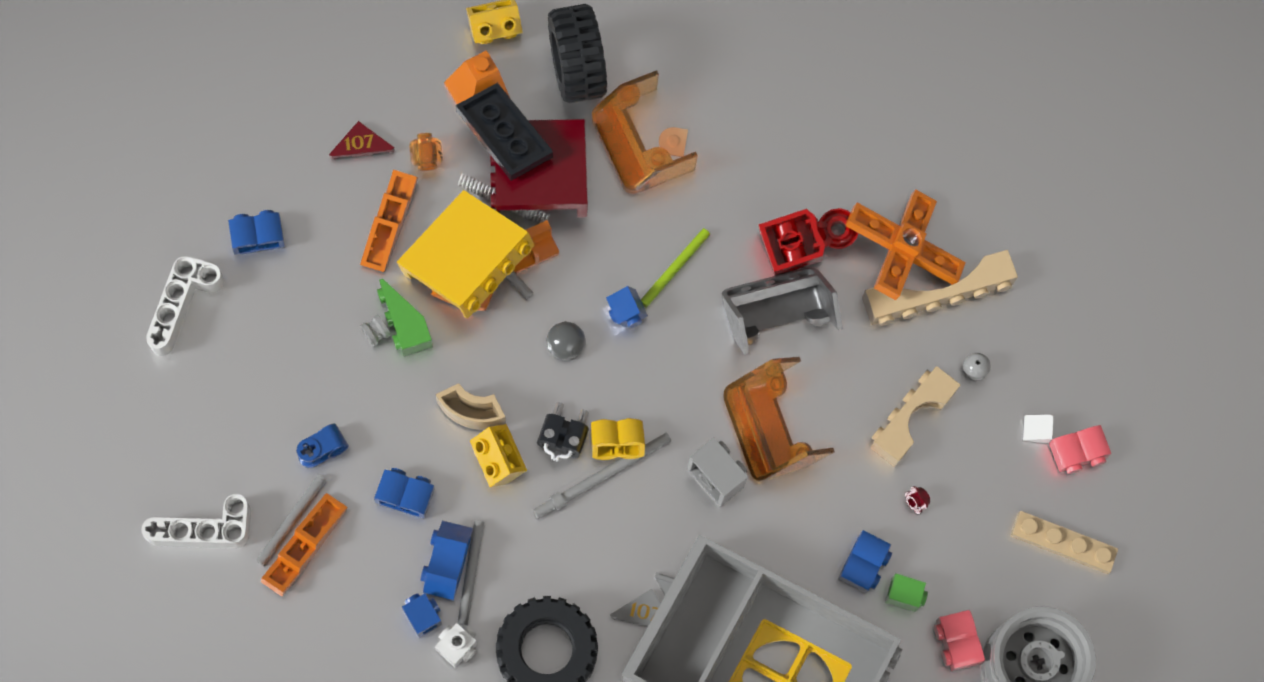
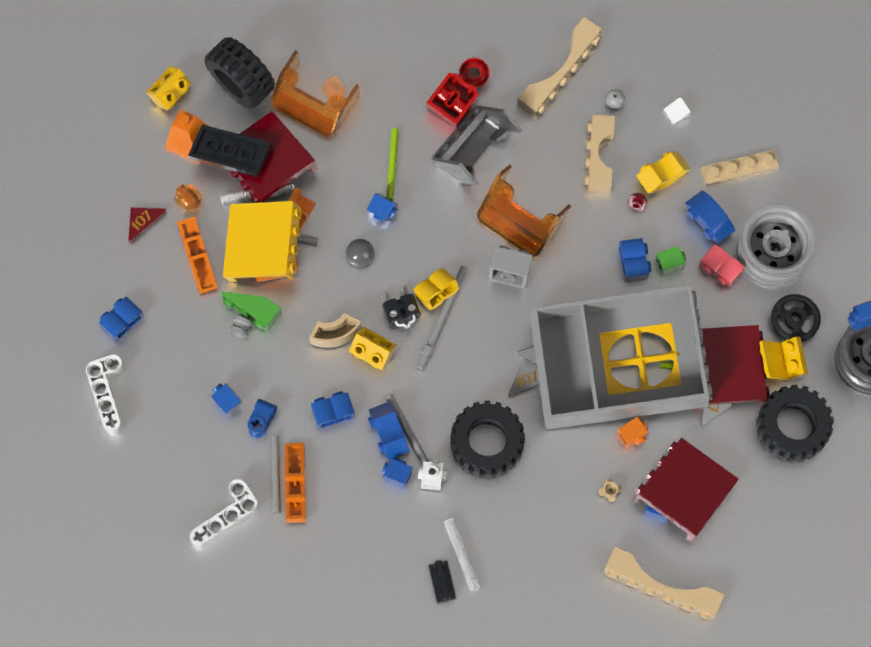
camera: 30 degrees left, 0 degrees up
(299, 396) = (225, 397): none -> blue brick
(900, 254) = (523, 62): orange piece -> none
(970, 486) = (663, 172): none -> yellow brick
(987, 574) = (709, 216): none -> blue brick
(1080, 449) = (710, 106): coral brick -> none

